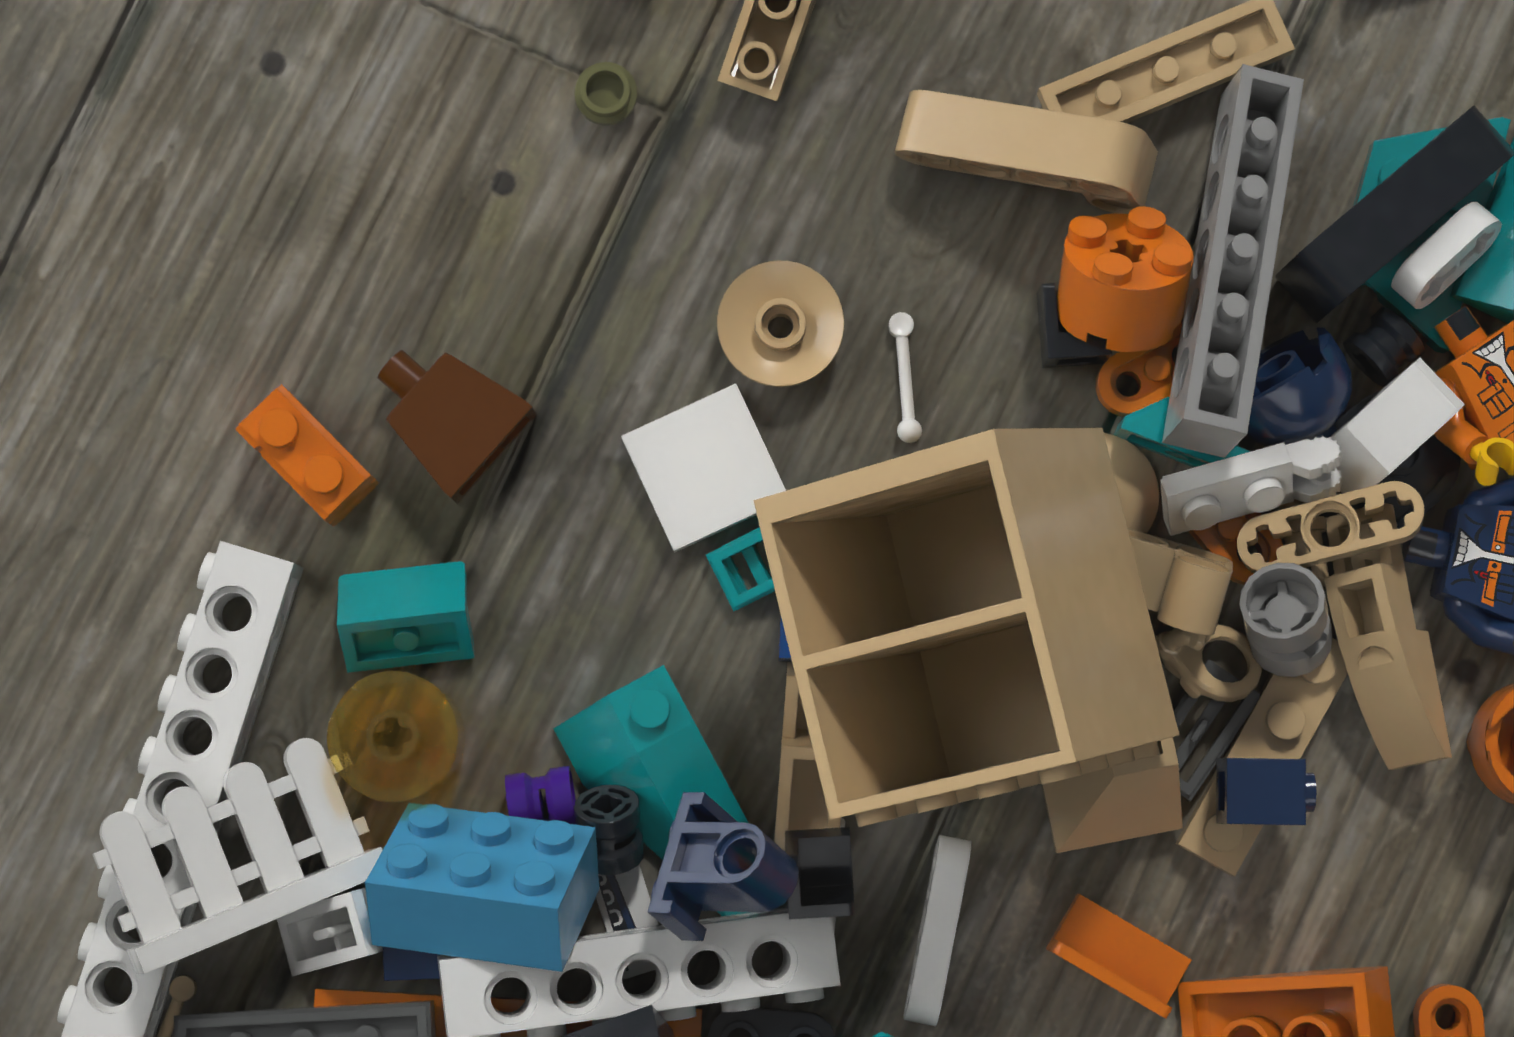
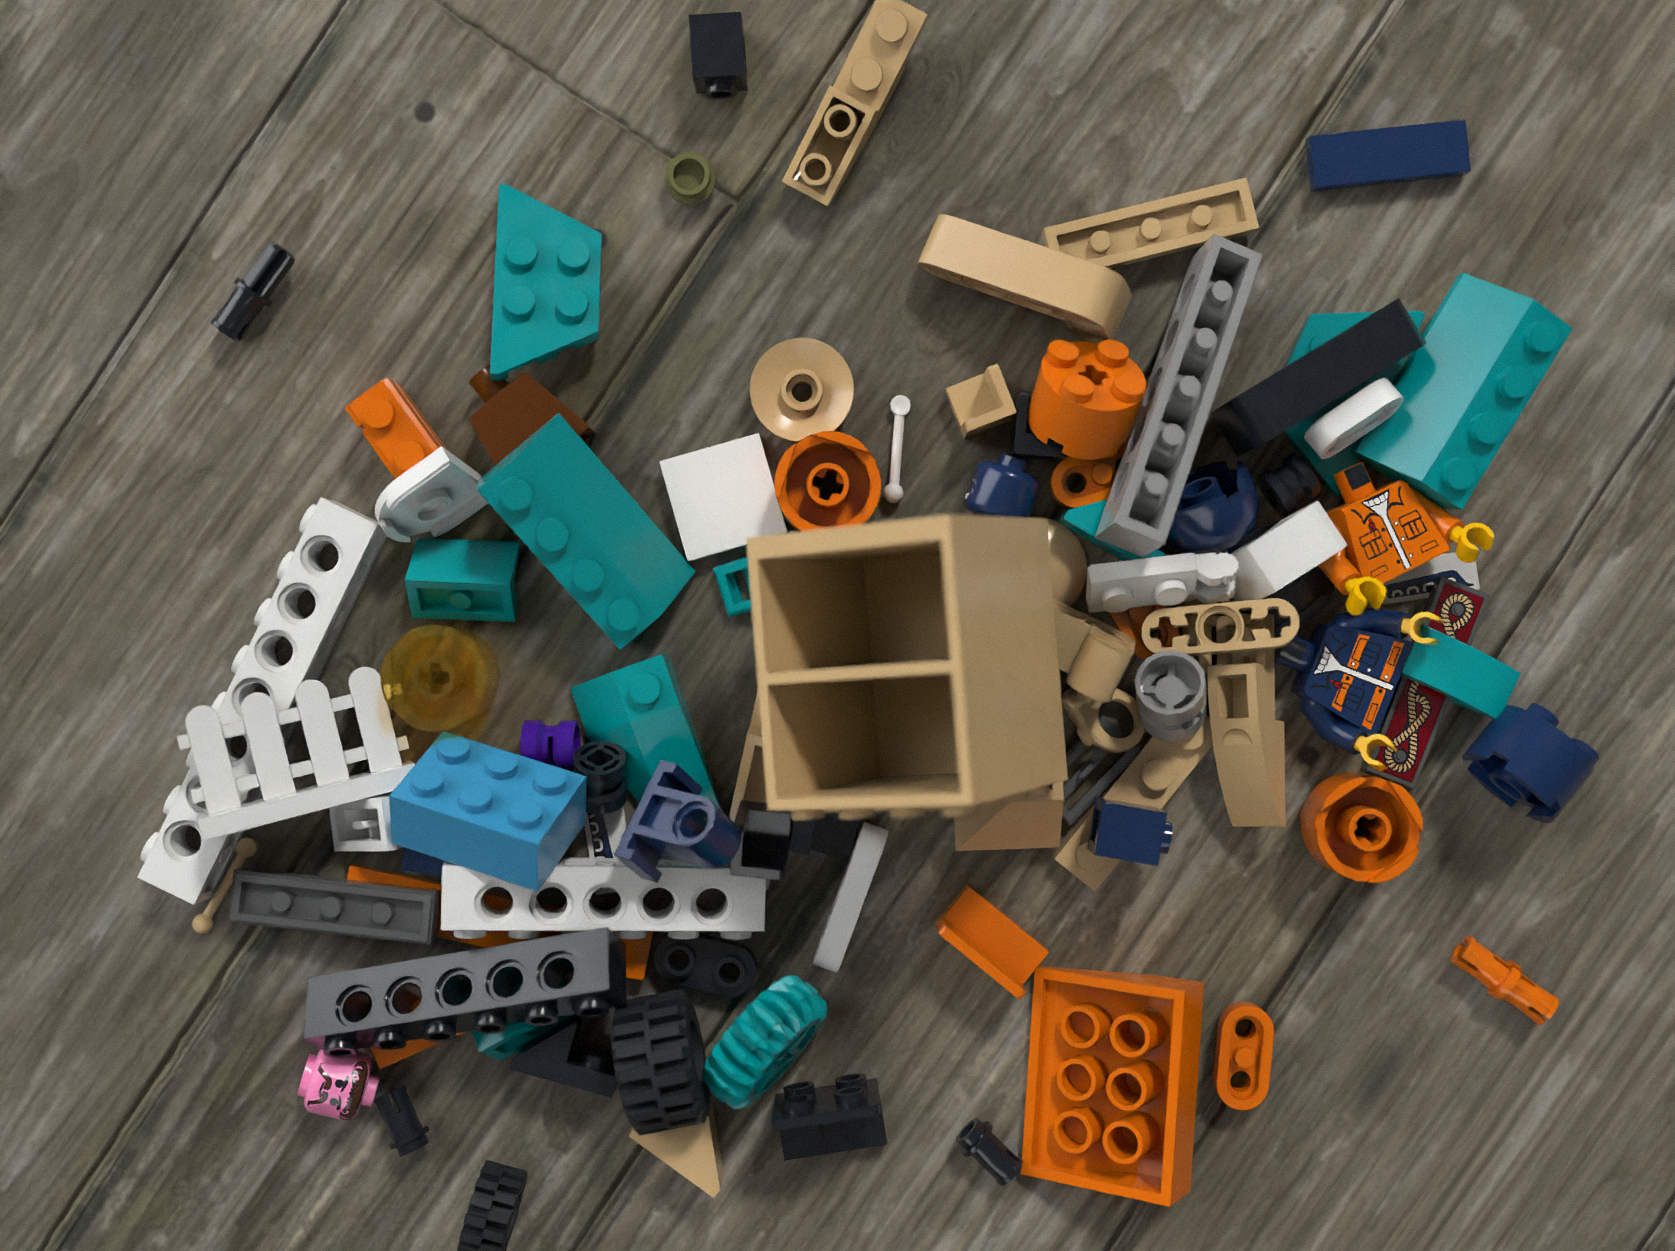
camera: 10 degrees right, 5 degrees up
(99, 307) = (253, 291): none -> black axle
(354, 521) = (429, 497): none -> white tile
(449, 244) = (542, 283): none -> teal wing
(550, 530) = (587, 530): none -> teal slope
(825, 395) = (813, 460): none -> orange brick
(893, 851) = (824, 835): none -> black panel
(998, 305) = (981, 402): none -> tan panel
(1041, 399) = (1002, 489): none -> dark blue head

